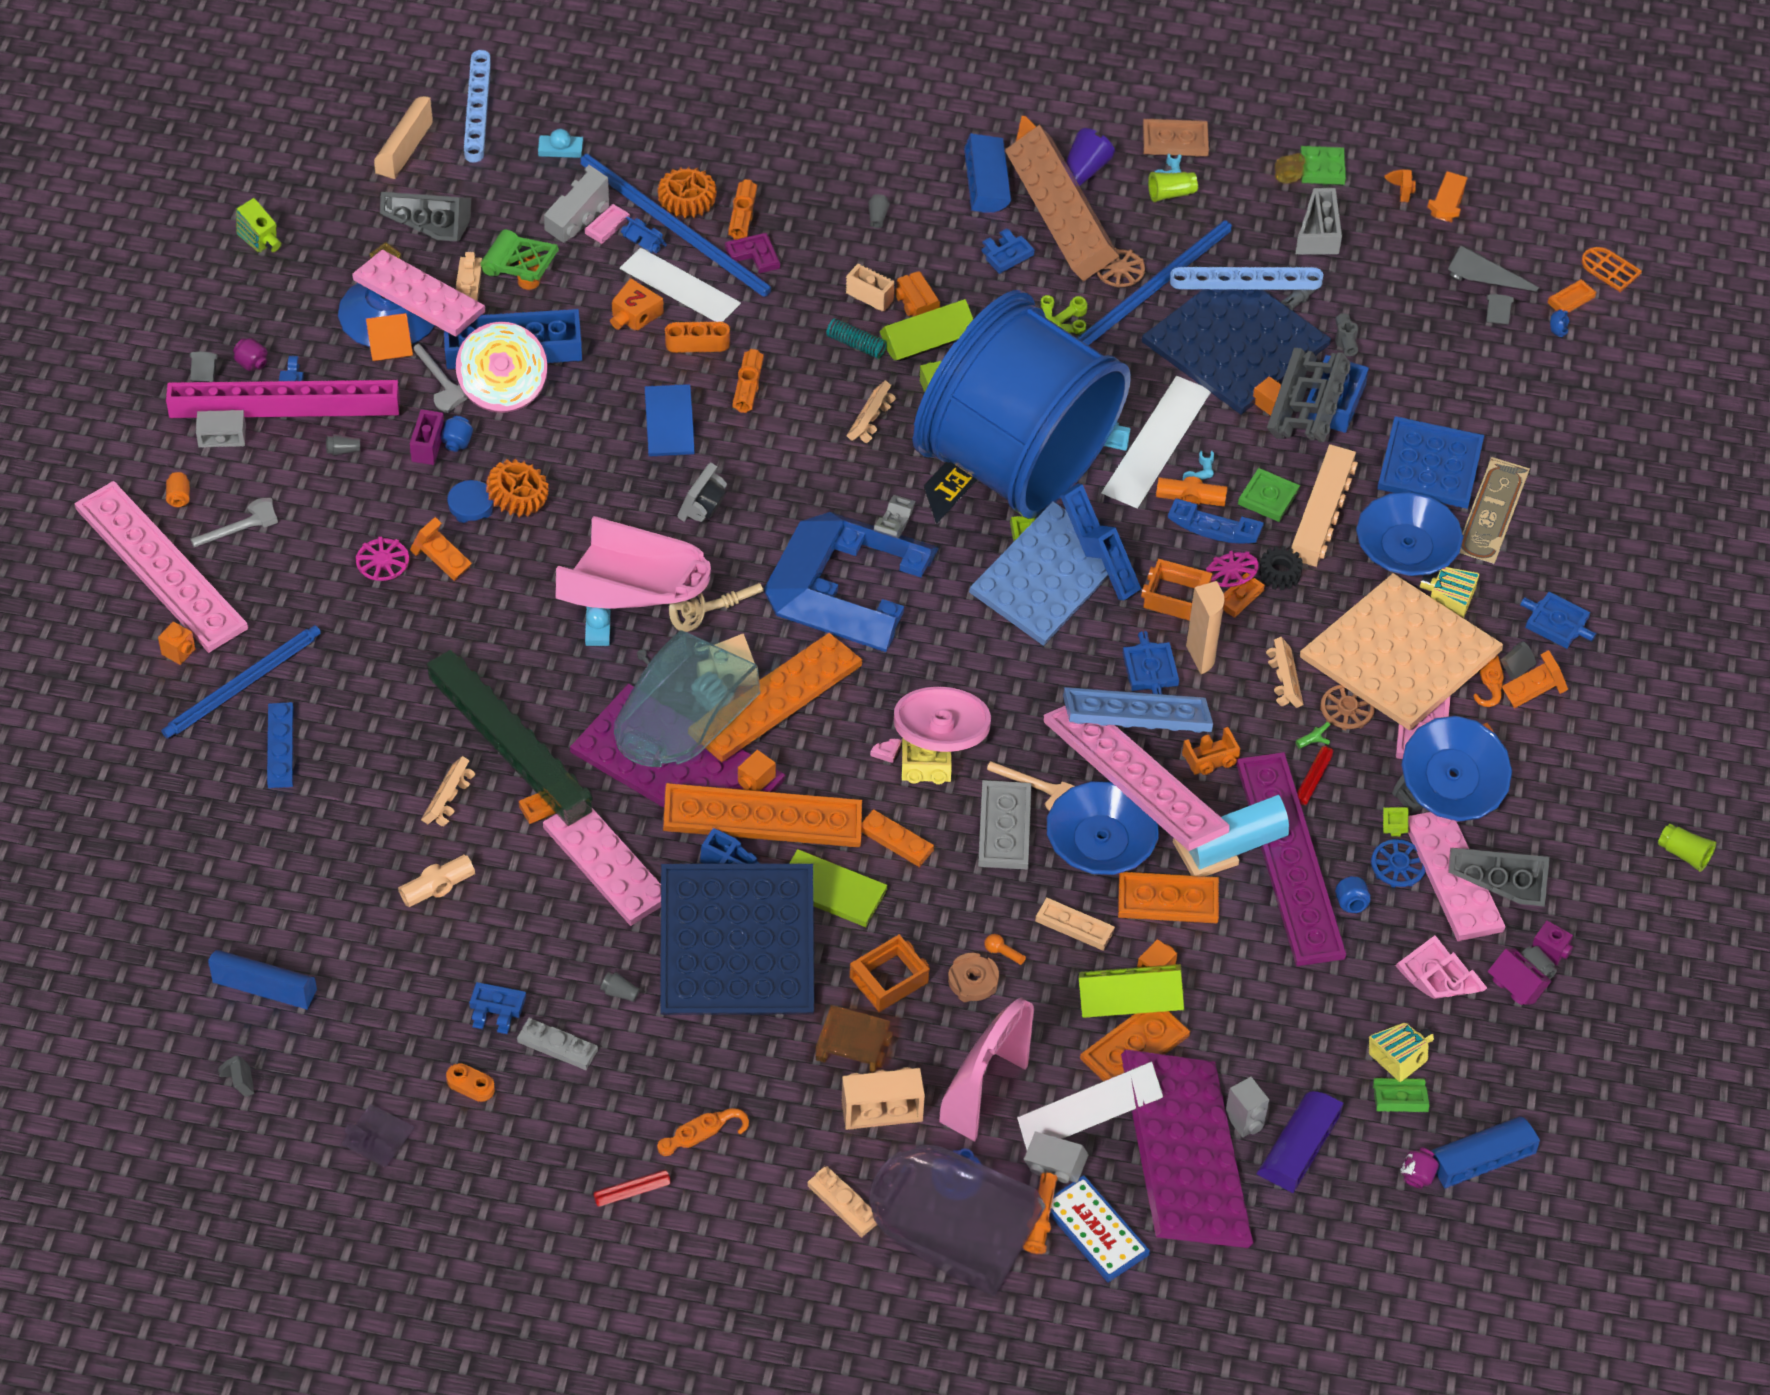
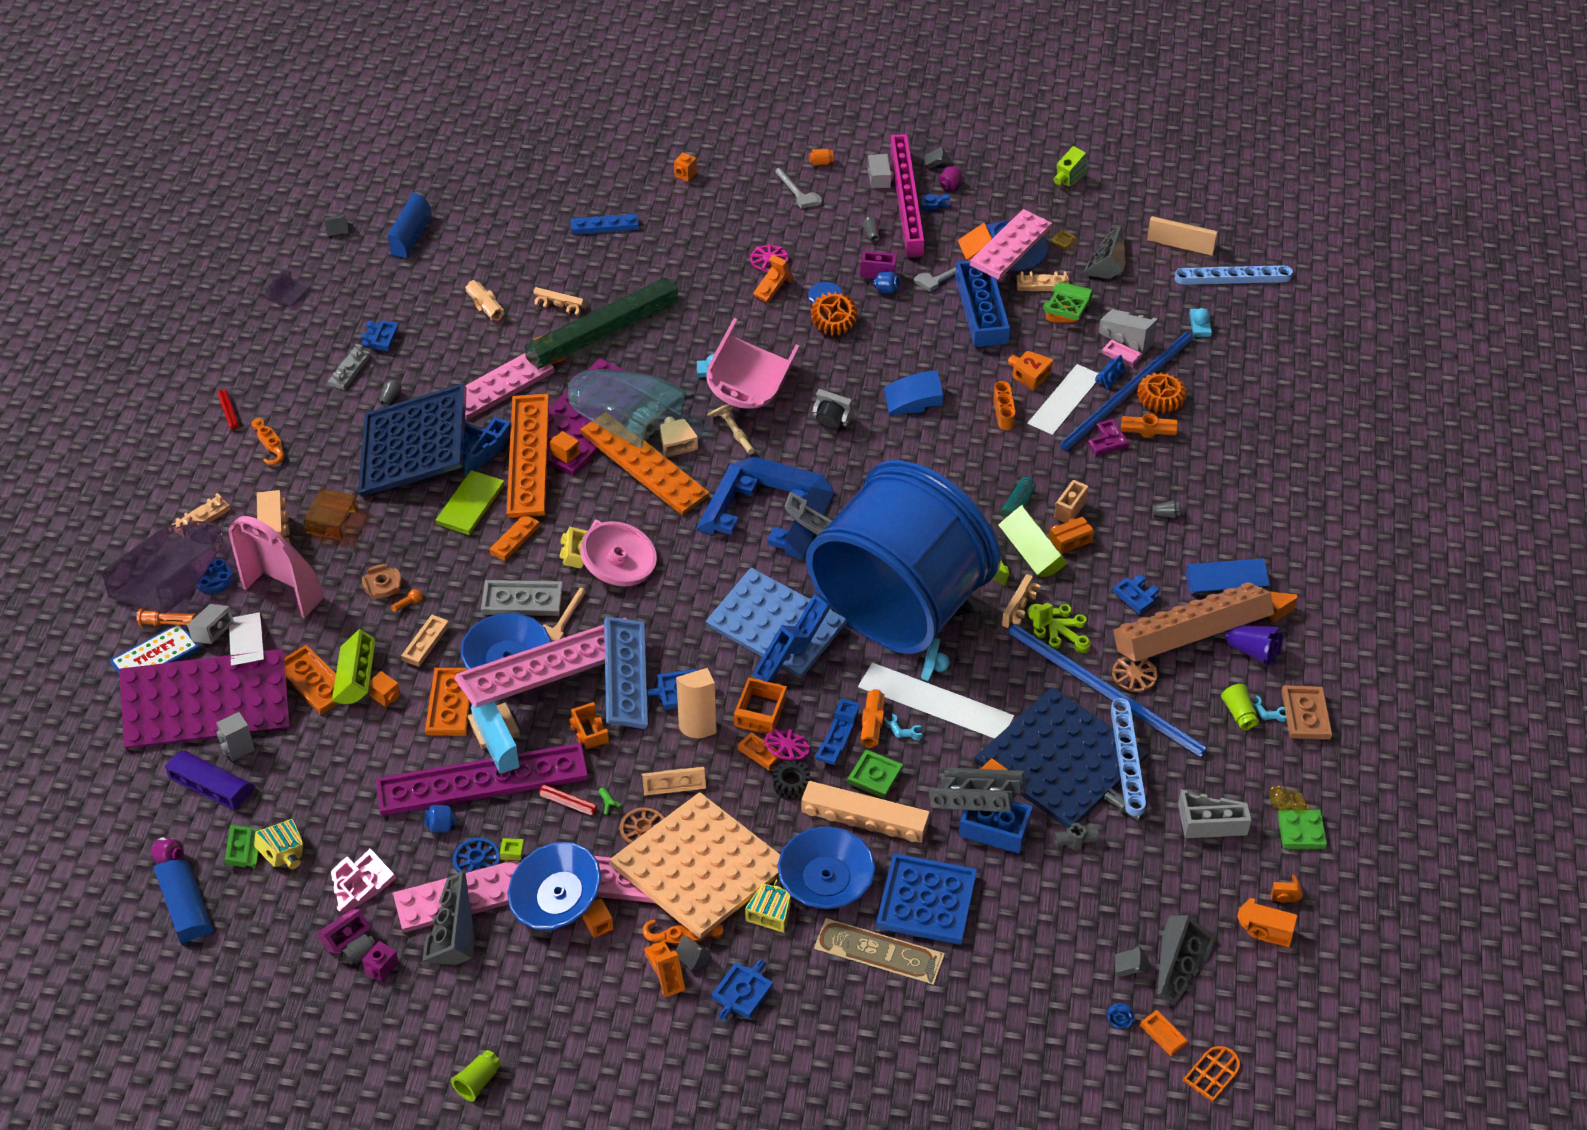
camera: 90 degrees right, 5 degrees down
(161, 566) = (753, 156): bright pink plate -> none
(240, 682) = (658, 202): blue piece -> none
(467, 1083) = (323, 329): orange plate -> none
(501, 367) = (947, 294): dish -> none
(748, 380) = (961, 435): orange piece -> none
(870, 987) = (387, 516): orange window -> none

